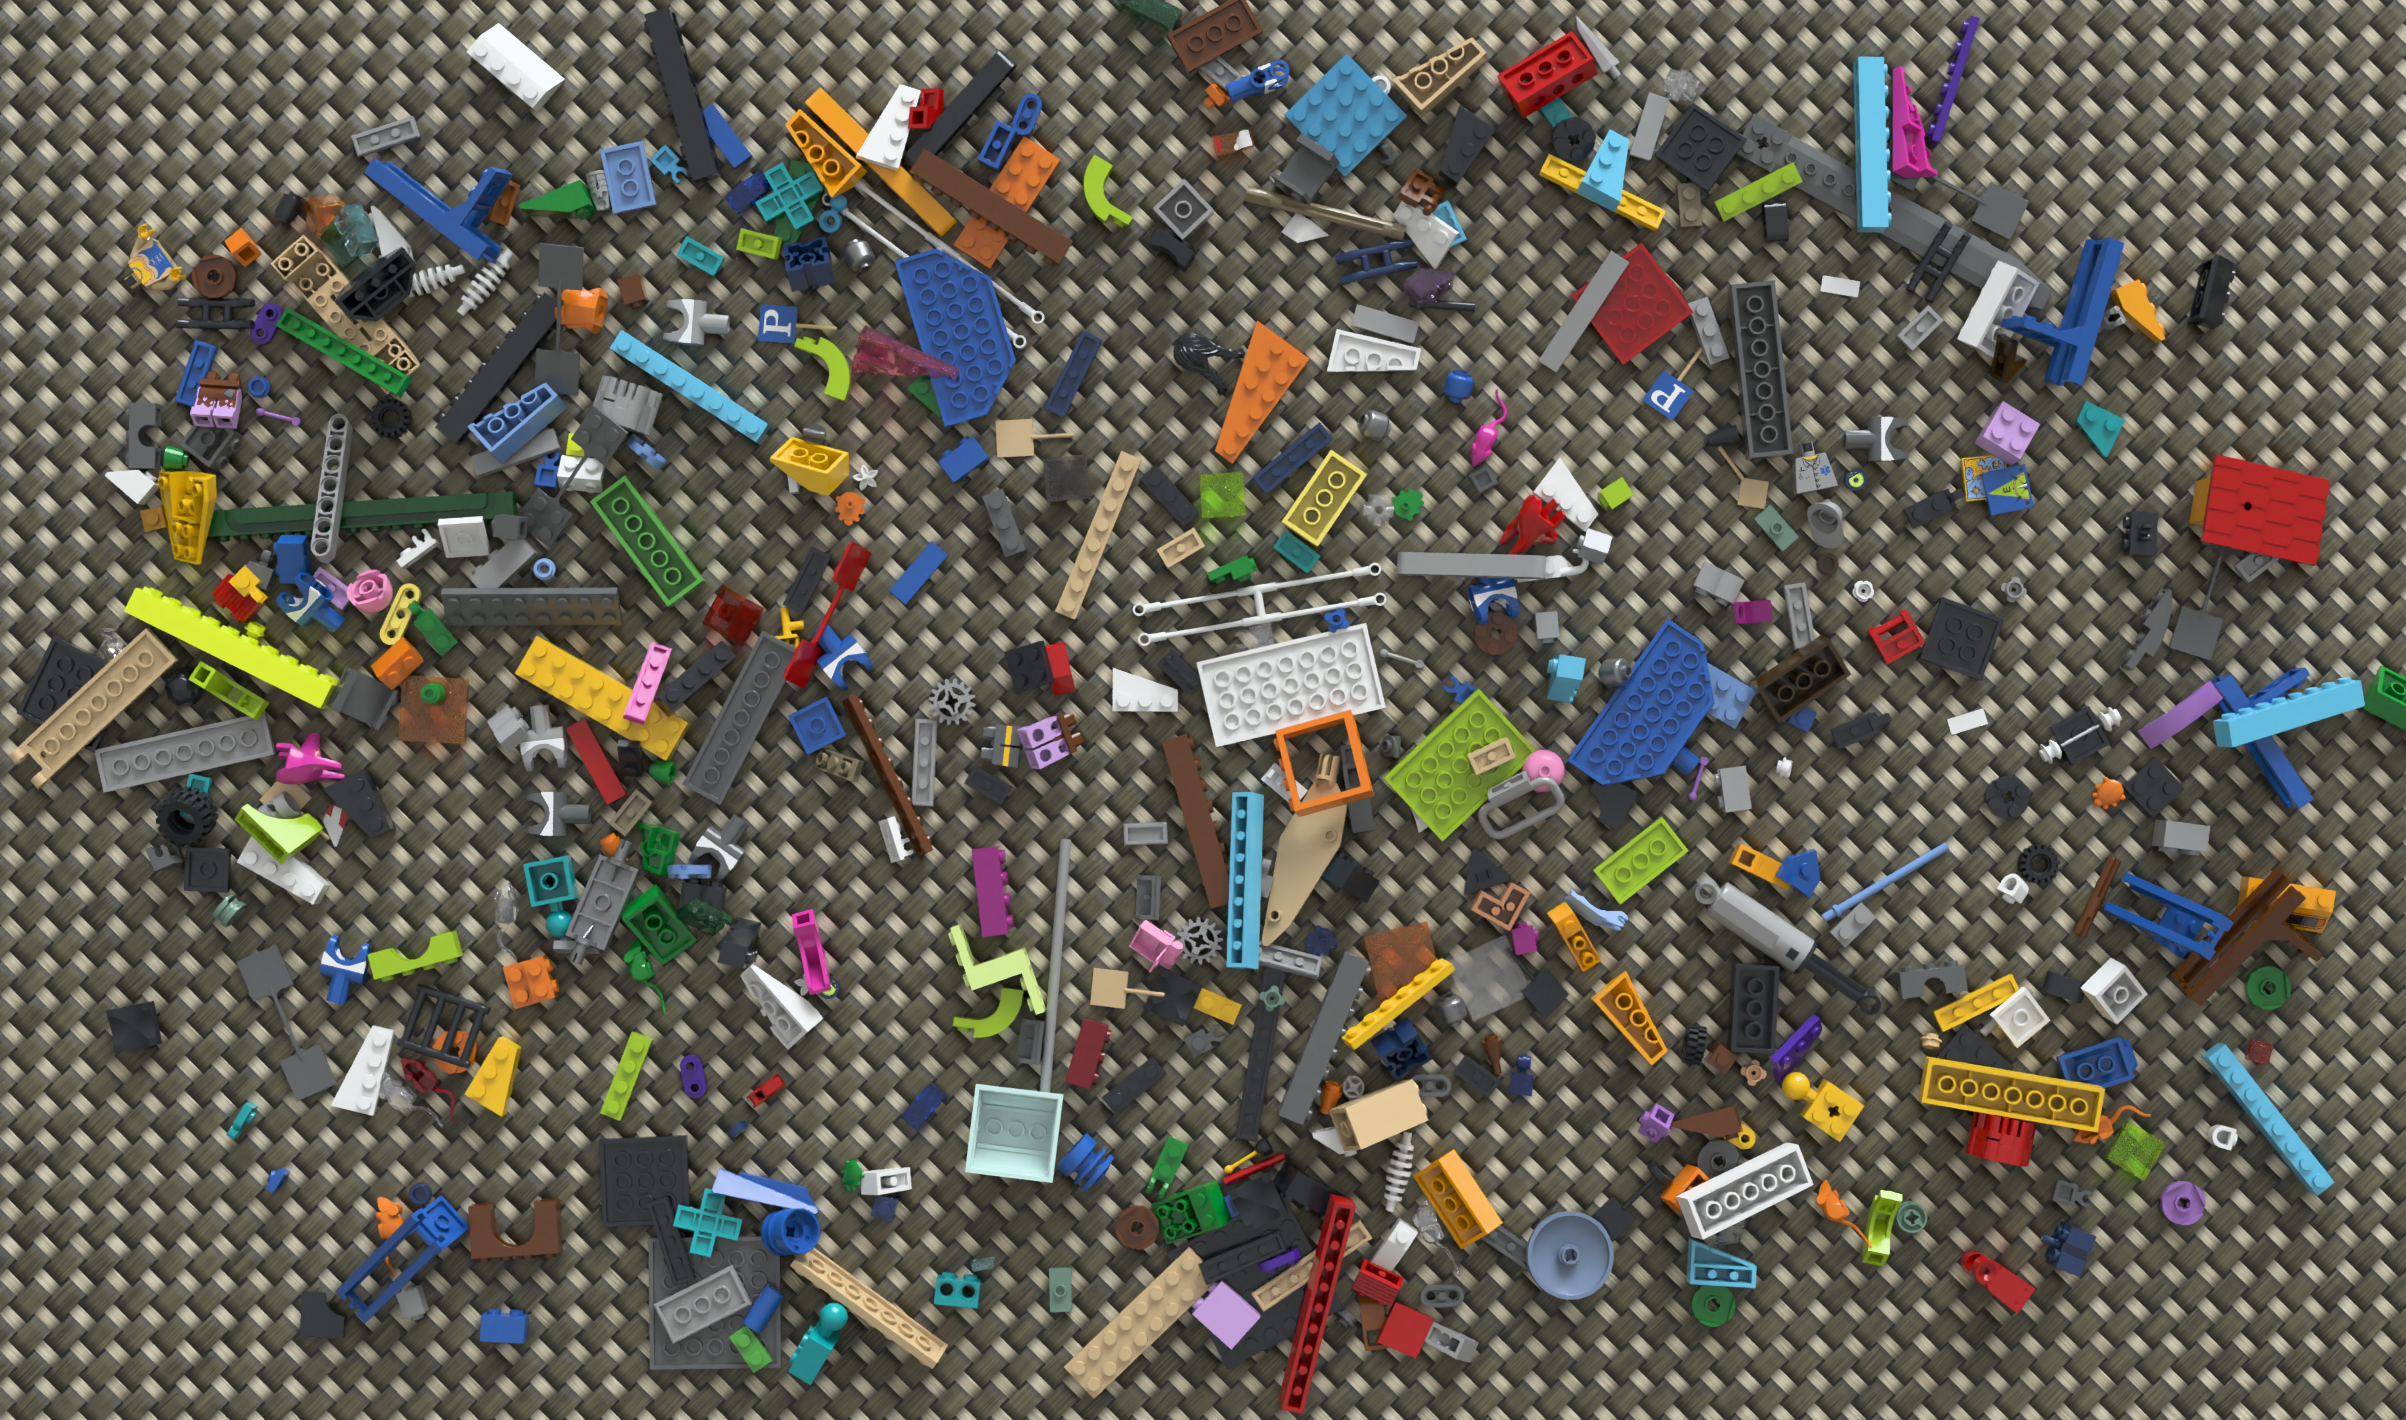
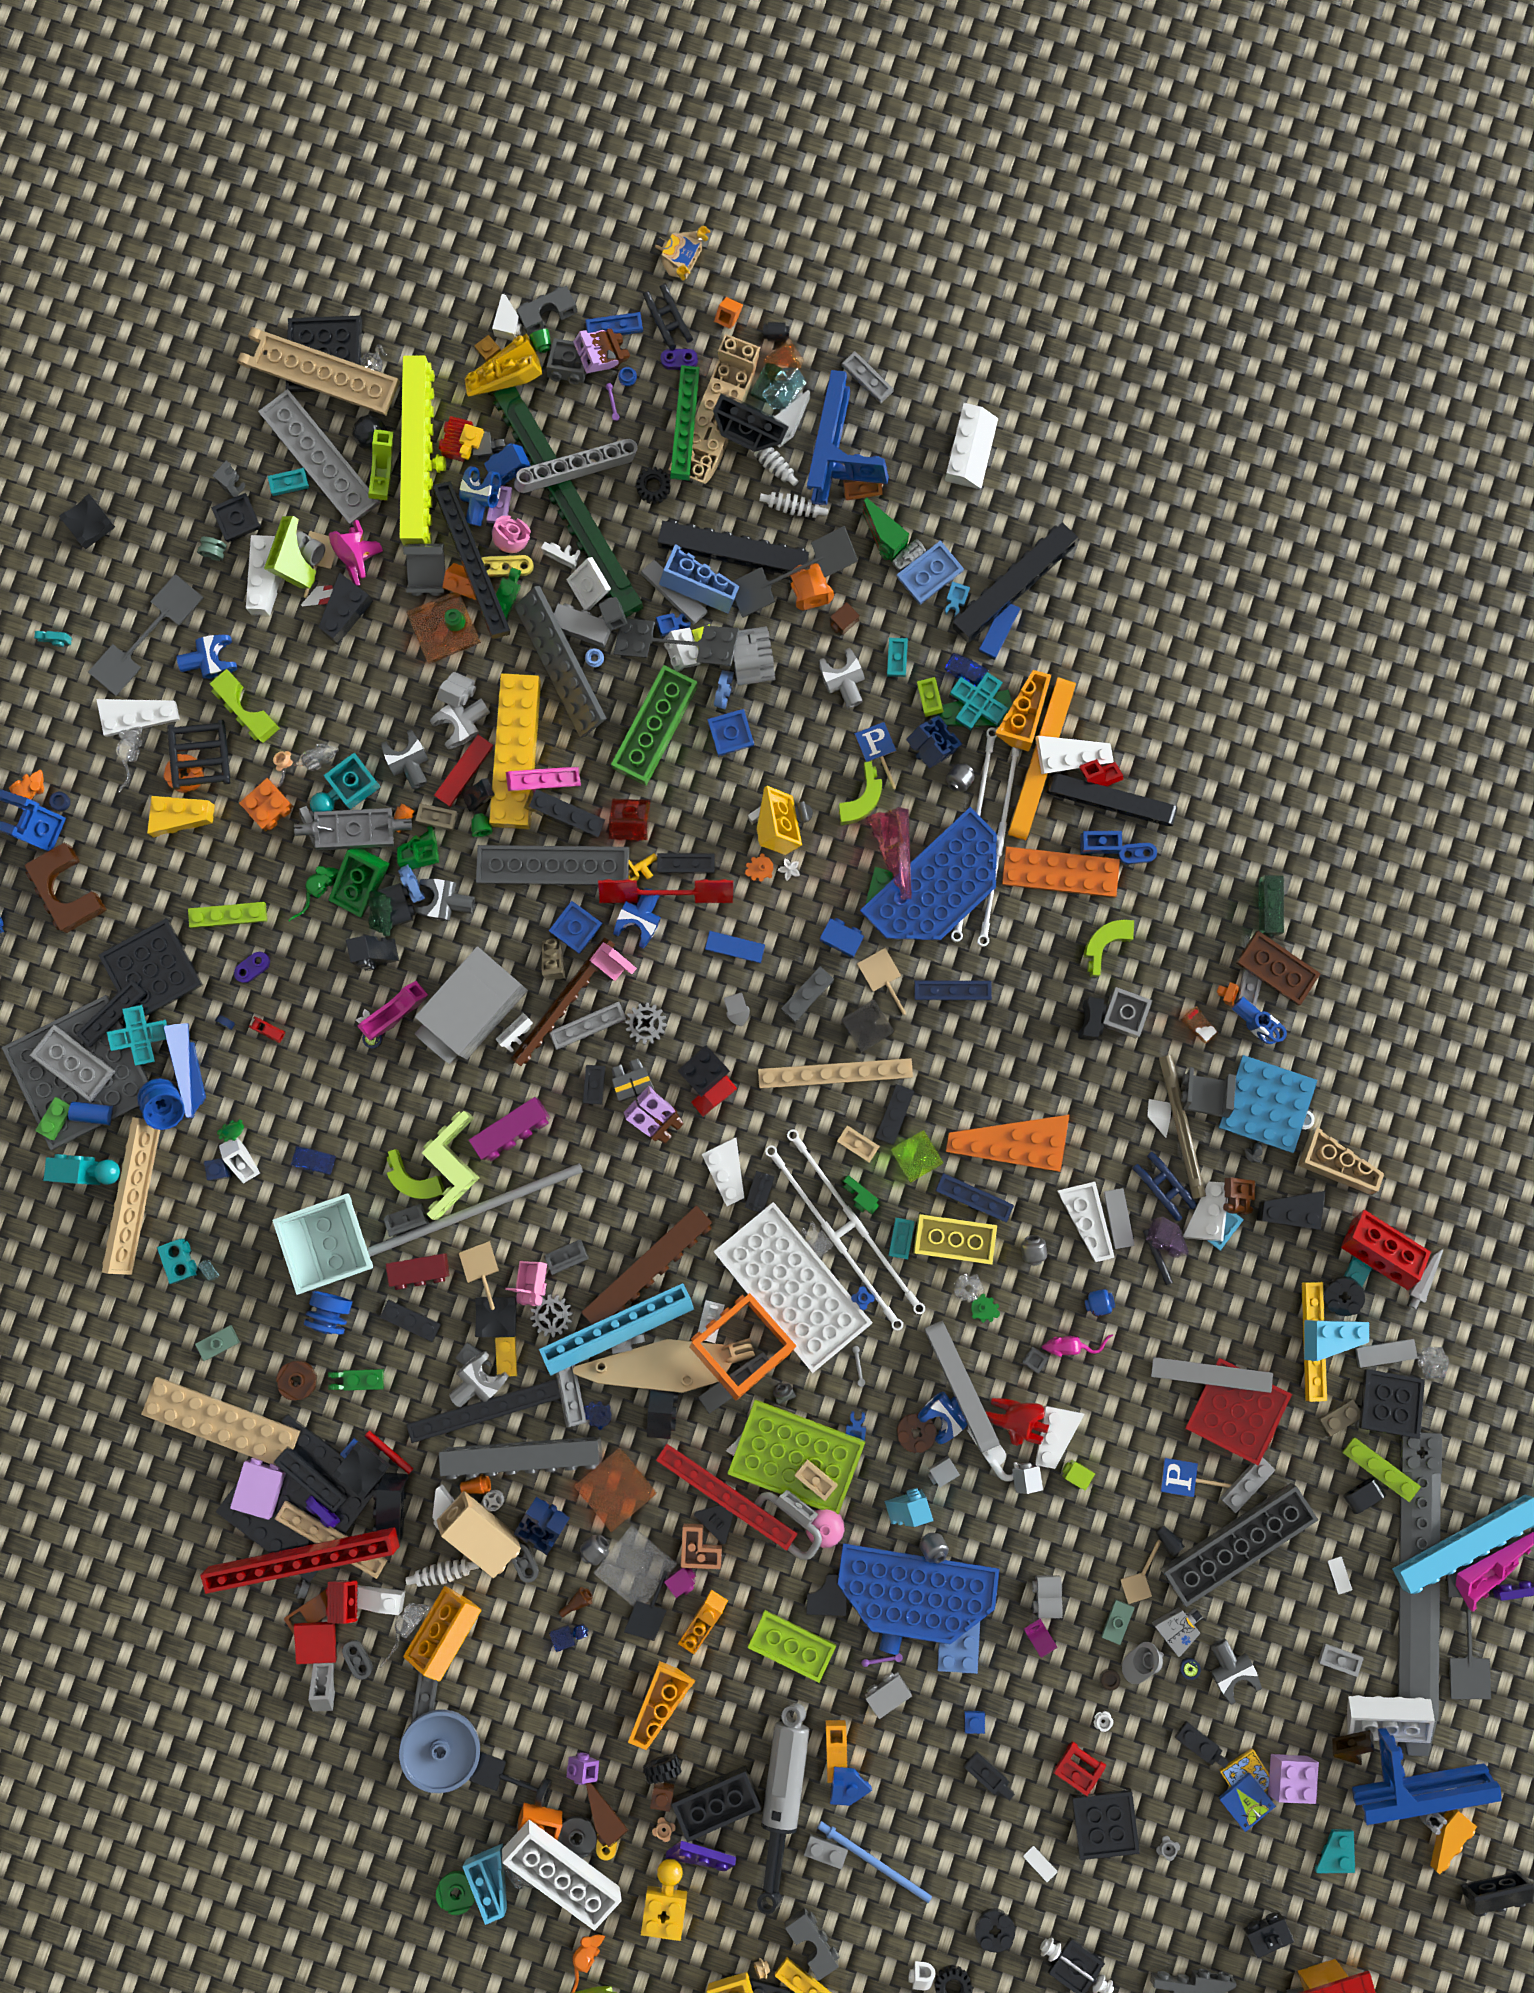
camera: 65 degrees right, 5 degrees down
(179, 829) = (257, 477): black tyre -> none
(204, 269) = (695, 313): reddish brown plate -> none
(276, 1179) = (18, 686): blue plate -> none
(379, 645) = (471, 560): none -> black plate
(424, 1079) = (150, 760): dark red animal -> none
(489, 946) = (282, 760): none -> light nougat plate
(690, 387) = (791, 699): medium azure brick -> none
(694, 467) = (731, 732): none -> blue plate
(786, 1010) = (338, 1014): white wedge -> none
(837, 204) = (991, 741): dark azure plate -> none
(846, 872) = (468, 1007): none -> light grey container
(871, 706) = (611, 962): none -> bright pink panel
(983, 602) = (737, 1009): none -> light grey tile
(990, 207) = (1051, 860): reddish brown brick -> none
(1145, 833) = (616, 1229): light grey tile -> none
(1192, 1212) = (329, 1419): green slope -> none
(1193, 353) = (1018, 1076): black hair -> none
(1227, 1046) = (476, 1381): none -> light grey connector
(1262, 1148) = (408, 1450): hinge -> none
(1270, 1004) = (534, 1404): sand green plate -> none
(1398, 1003) = (575, 1504): yellow plate -> none
(1464, 852) = (727, 1497): none -> red plate
(1476, 1076) = (550, 1598): black plate -> none
(1609, 919) = (731, 1646): light blue arm -> none
(1784, 767) = (926, 1728): white plate -> none
(1798, 614) = (1056, 1677): light grey tile -> none
(1800, 679) = (1005, 1706): dark brown brick -> none
(1951, 257) = (1393, 1638): black piece -> none

